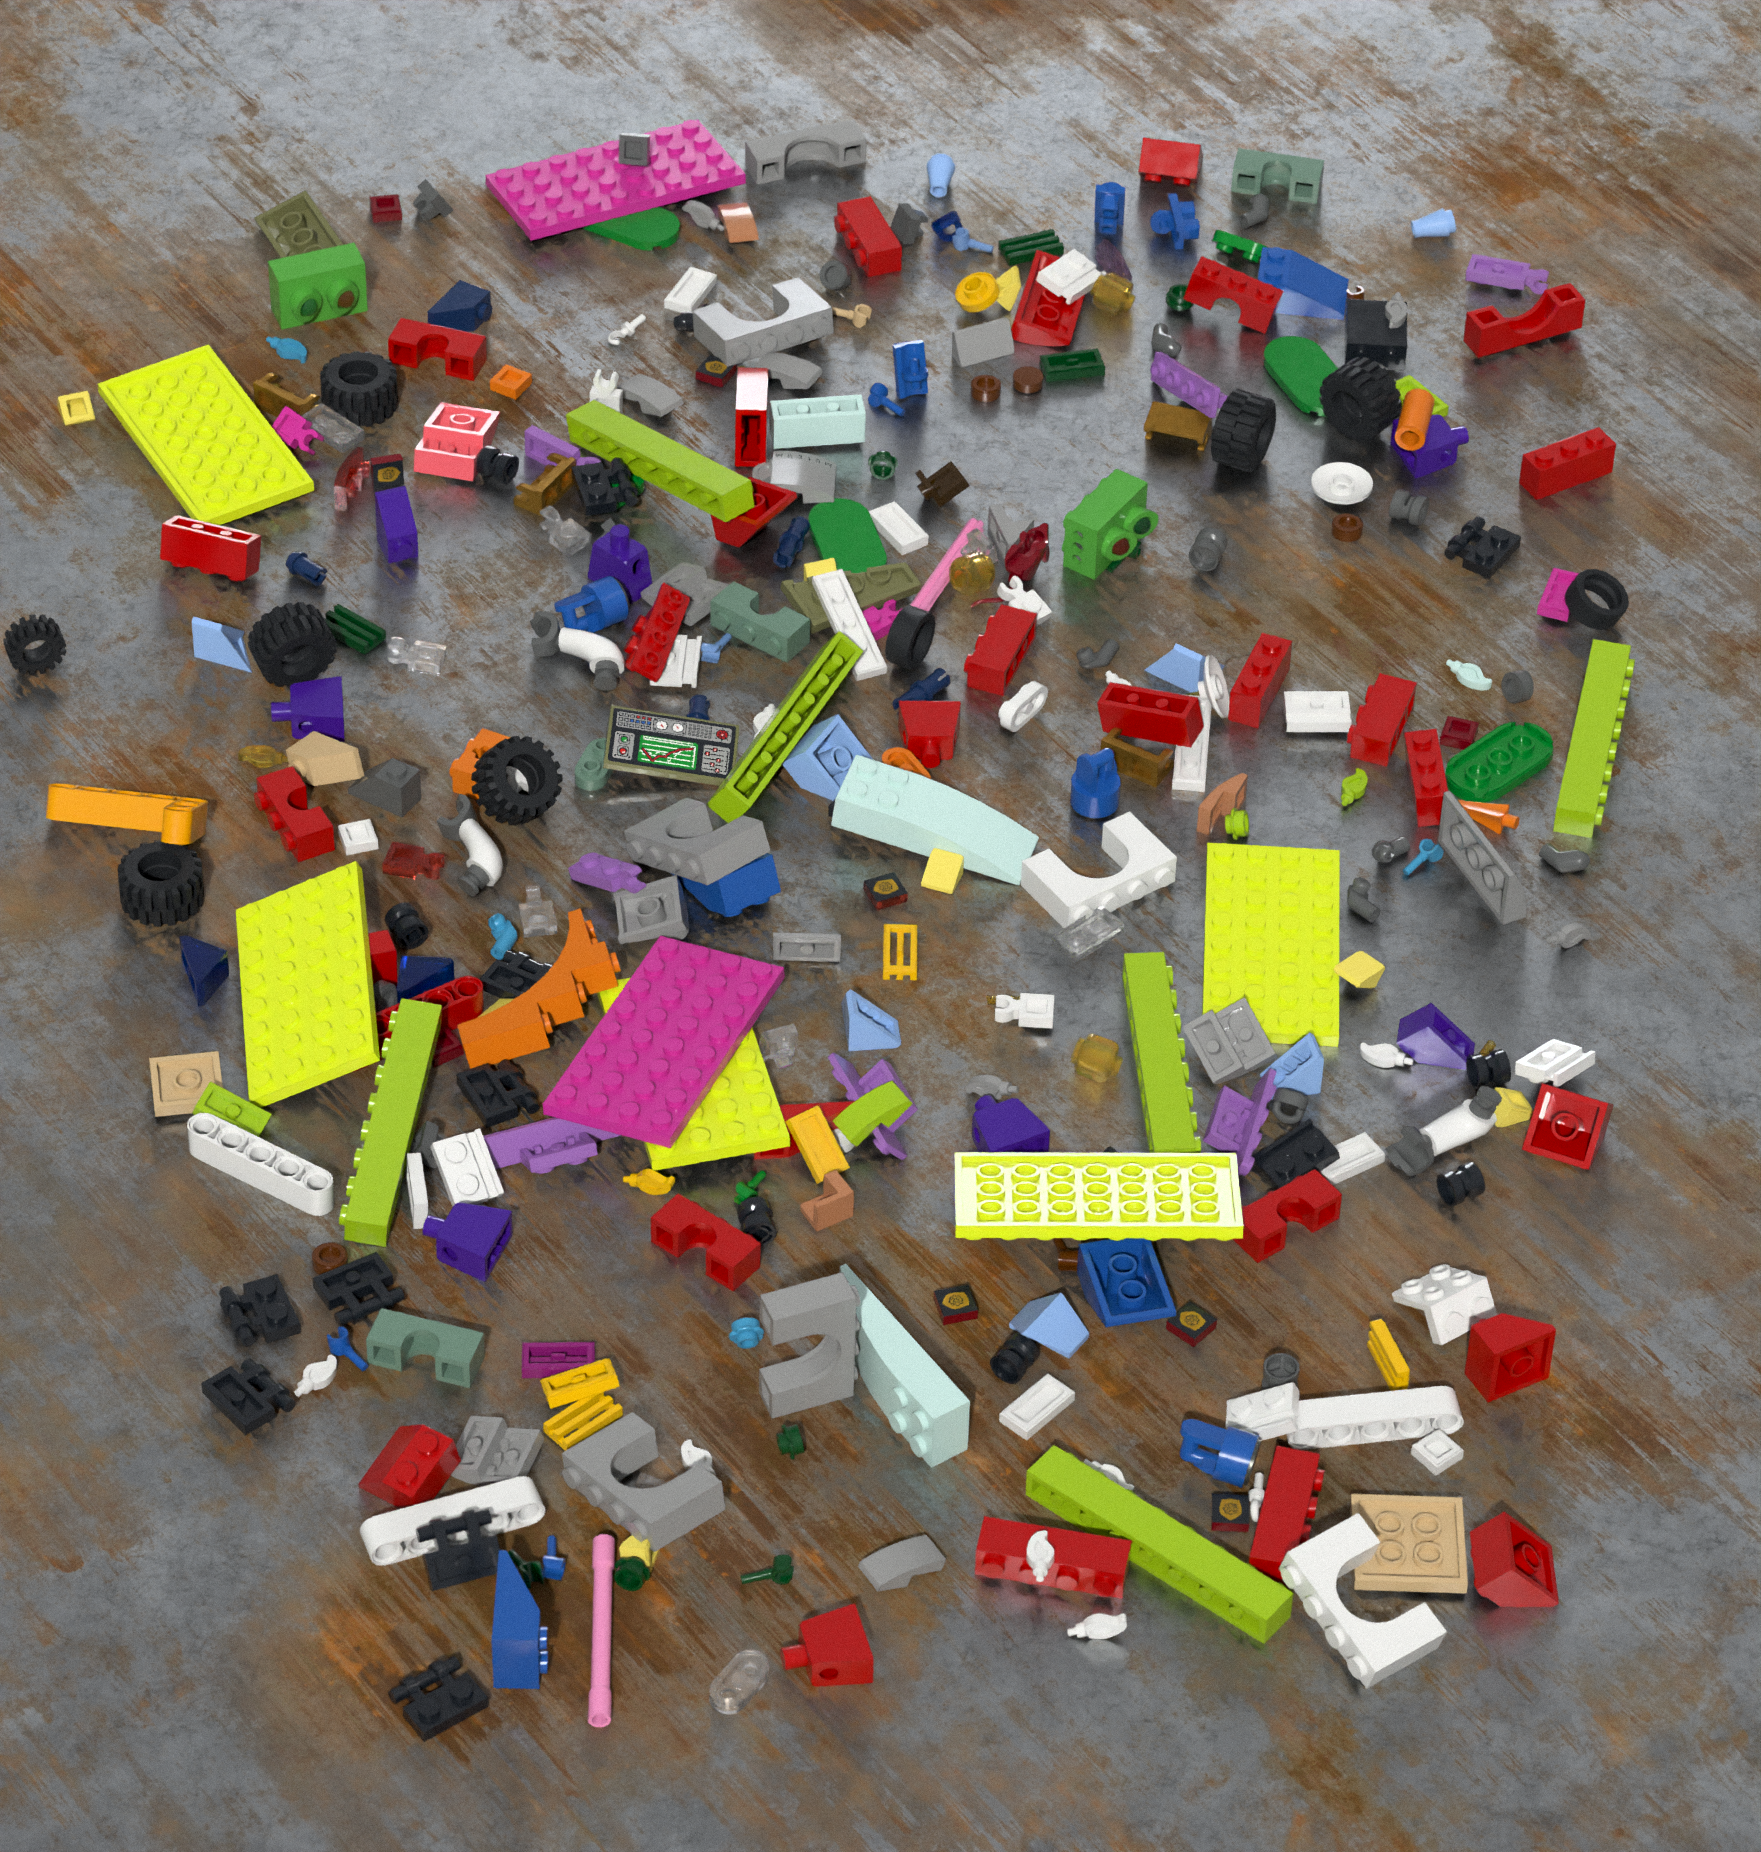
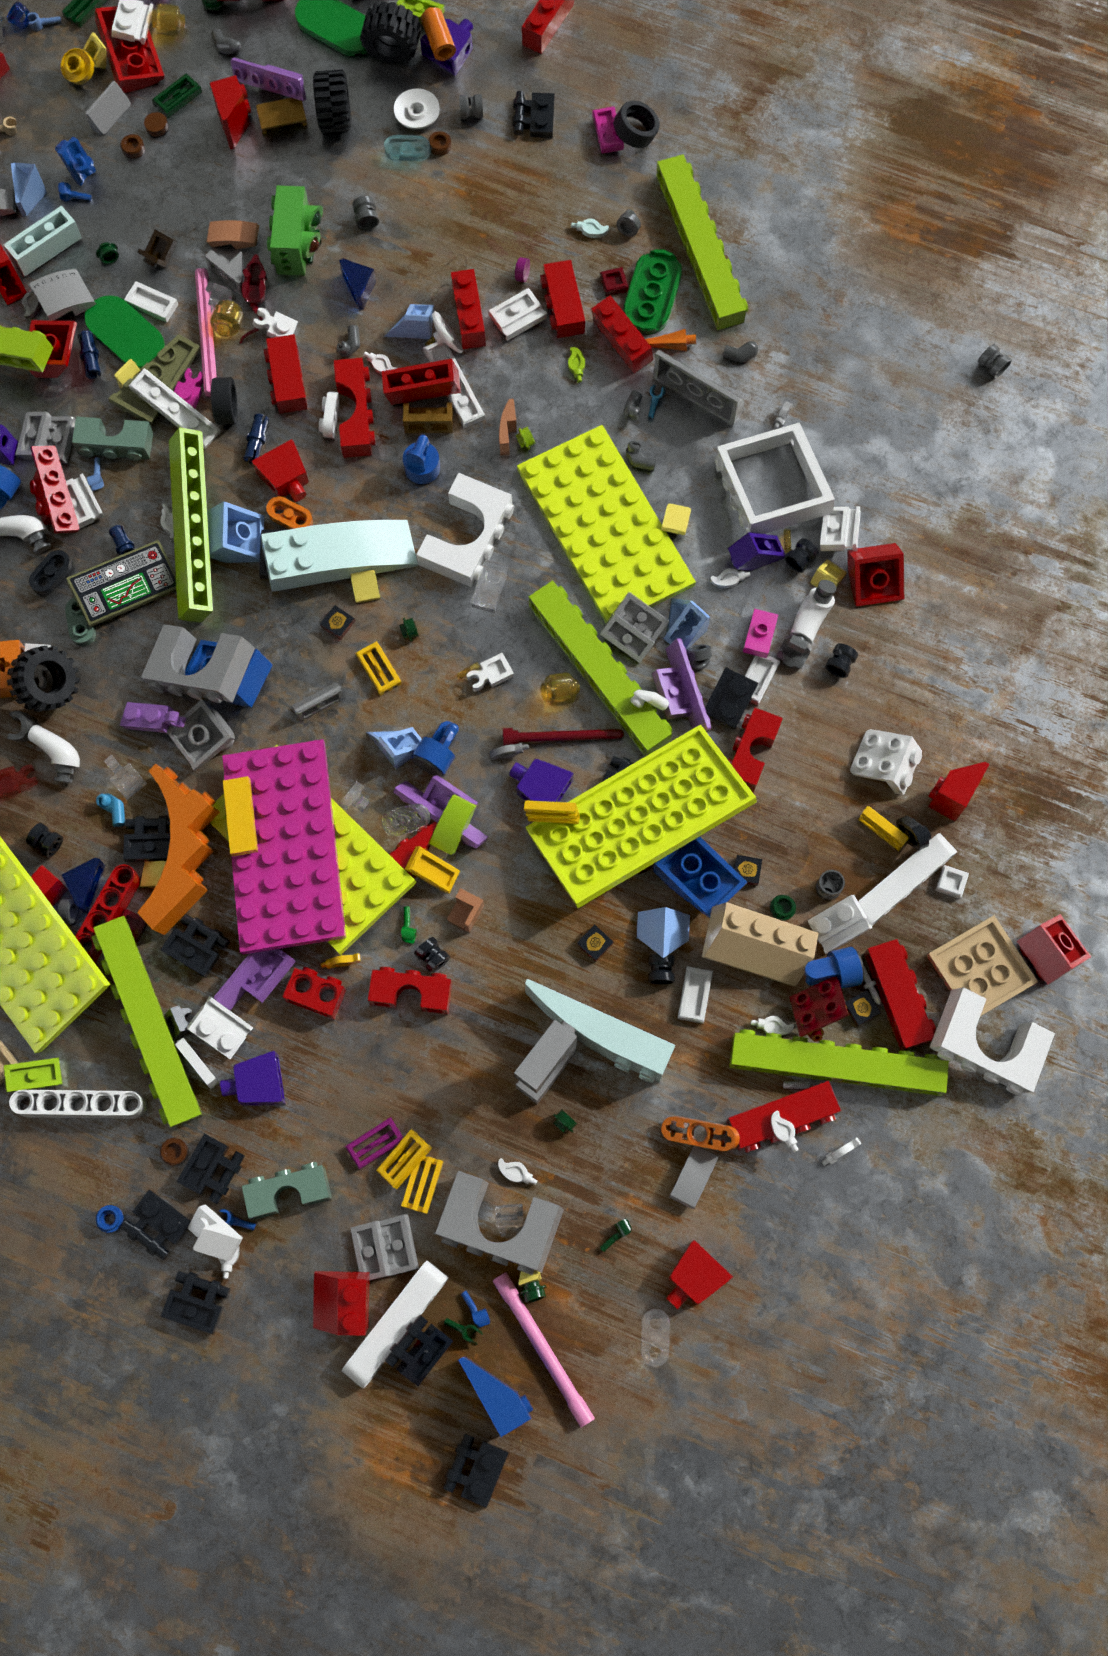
camera: 30 degrees left, 30 degrees up
(212, 1278) = (102, 1215): none -> blue plate
(316, 1340) = (213, 1234): none -> white slope
(595, 705) = (48, 572): none -> black plate
(596, 1192) = (311, 998): none -> red brick
(637, 986) = (240, 816): none -> yellow tile
(746, 1332) = (482, 1050): dark azure plate -> none
(822, 1086) = (407, 818): none -> clear plate
(837, 371) = (27, 186): none -> light blue slope
(905, 1045) = (433, 753): none -> blue piece
(945, 1531) = (680, 1137): none -> orange beam
(963, 930) = (409, 629): none -> dark green plate
(994, 1148) = (552, 812): none -> yellow tile
(1007, 1074) = (513, 737): none -> dark red piece
(1039, 504) = (238, 233): none -> nougat slope
(1041, 734) = (355, 432): none -> red arch
(1122, 393) = (231, 108): none -> red slope
(1145, 1374) = (758, 943): none -> tan slope
(1153, 605) = (359, 280): none -> clear blue slope
(1162, 1469) = (818, 1008): none -> dark red hinge
(1194, 1099) = (652, 698): none -> white arm
(1207, 1375) = (782, 907): none -> dark green plate
(1303, 514) = (408, 148): none -> clear light blue plate
(1354, 674) = (522, 269): none -> magenta tile
(1380, 1116) = (760, 633): none -> dark pink plate
(1420, 1369) = (917, 834): none -> black plate
(1499, 1016) = (784, 517): none -> white window

